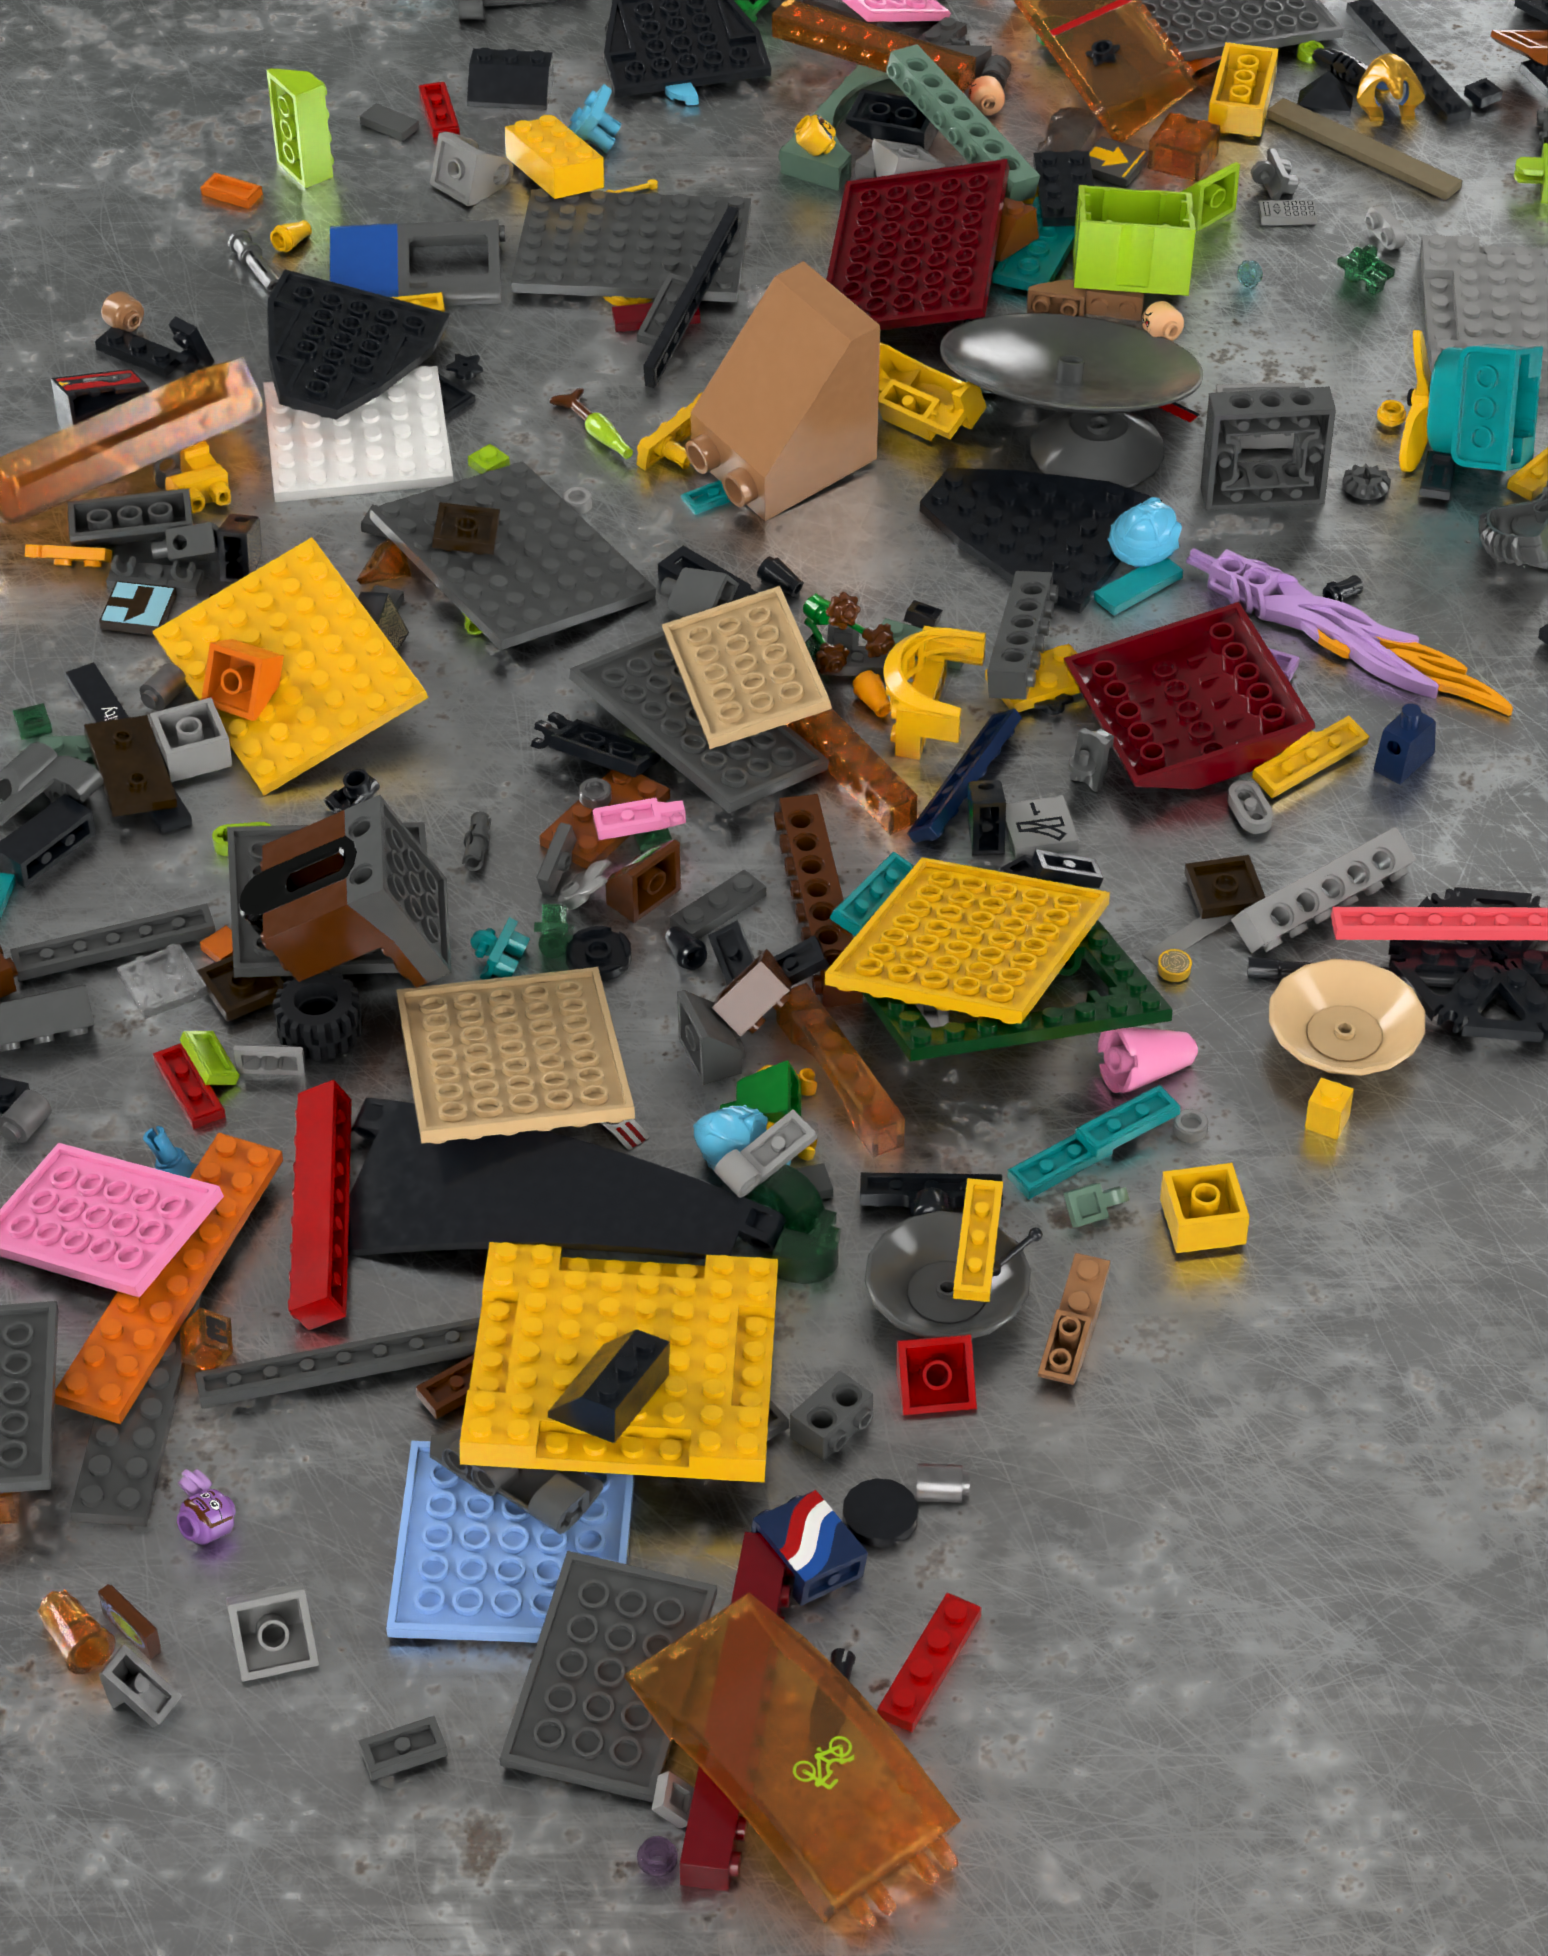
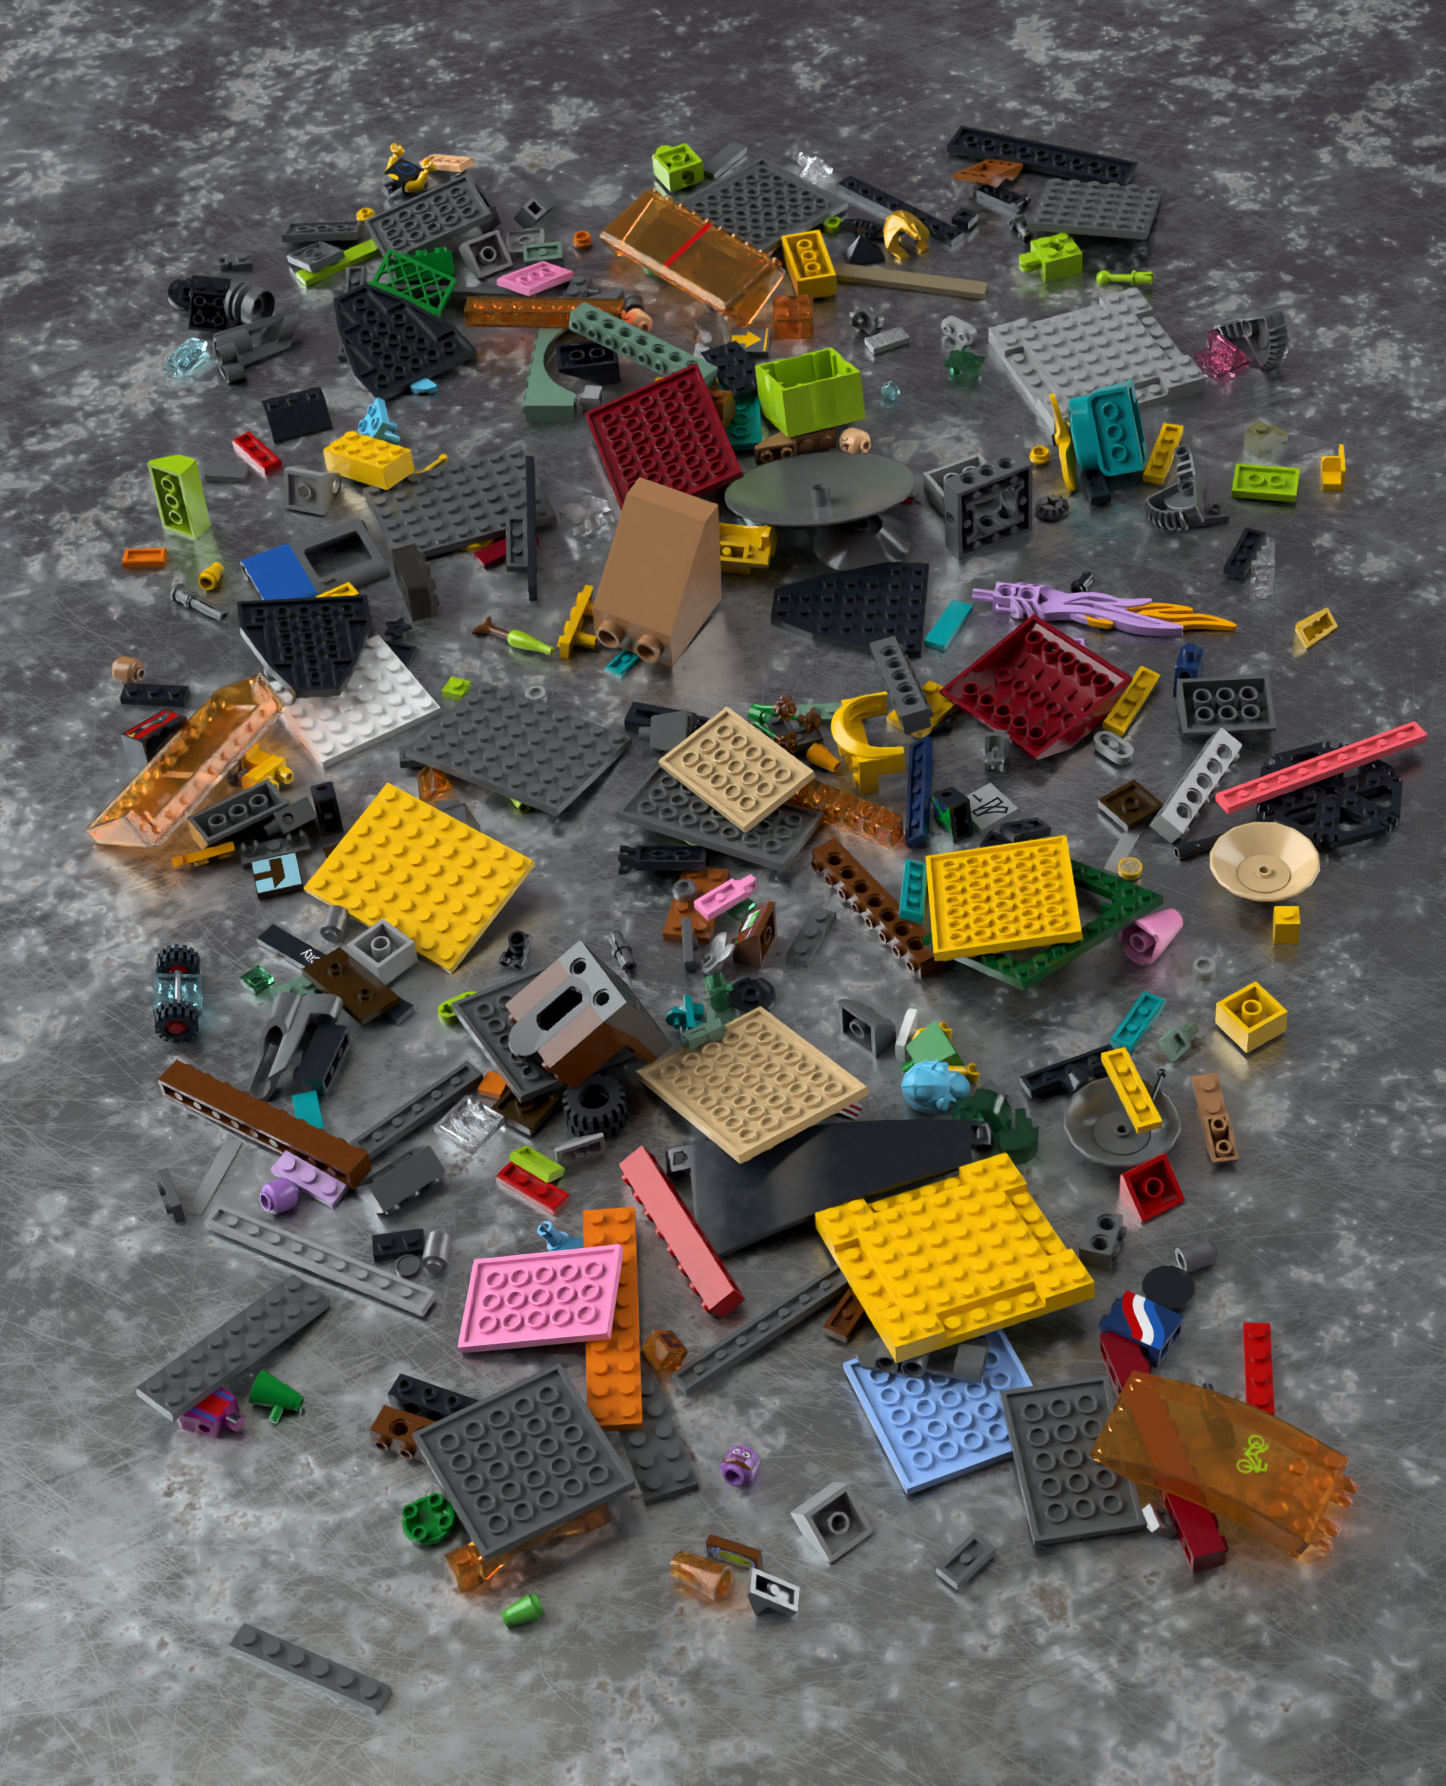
camera: 20 degrees left, 0 degrees up
(194, 347) = (197, 677): black plate -> none
(194, 1482) = (717, 1448): lavender plate -> none
(241, 677) = (397, 897): orange slope -> none
(466, 528) = (485, 740): dark brown plate -> none
(509, 973) = (708, 1031): none -> sand green piece
(513, 317) = (415, 582): none -> clear smoke brick
(614, 1385) = (969, 1271): black slope -> none
(654, 1847) = (1169, 1554): clear purple plate -> none
(687, 949) = (810, 972): black cone -> none
(735, 955) = (872, 979): black plate -> none
(753, 994) = (882, 985): slope -> none
(766, 1053) = (906, 1034): none -> white plate
(766, 1154) = (963, 1085): light grey plate -> none
(776, 573) = (709, 700): black cone -> none
(815, 135) = (547, 387): yellow head -> none
(869, 1106) = (926, 993): clear orange arch -> none
(900, 158) = (614, 385): light grey slope -> none
(922, 614) = (823, 694): black plate -> none
(1102, 52) = (707, 268): black plate -> none
(1127, 1121) = (1167, 979): teal tile -> none
(1145, 533) = (938, 589): medium azure head -> none
(1214, 195) = (836, 337): lime slope -> none
(1426, 801) = (1227, 702): none -> dark grey slope

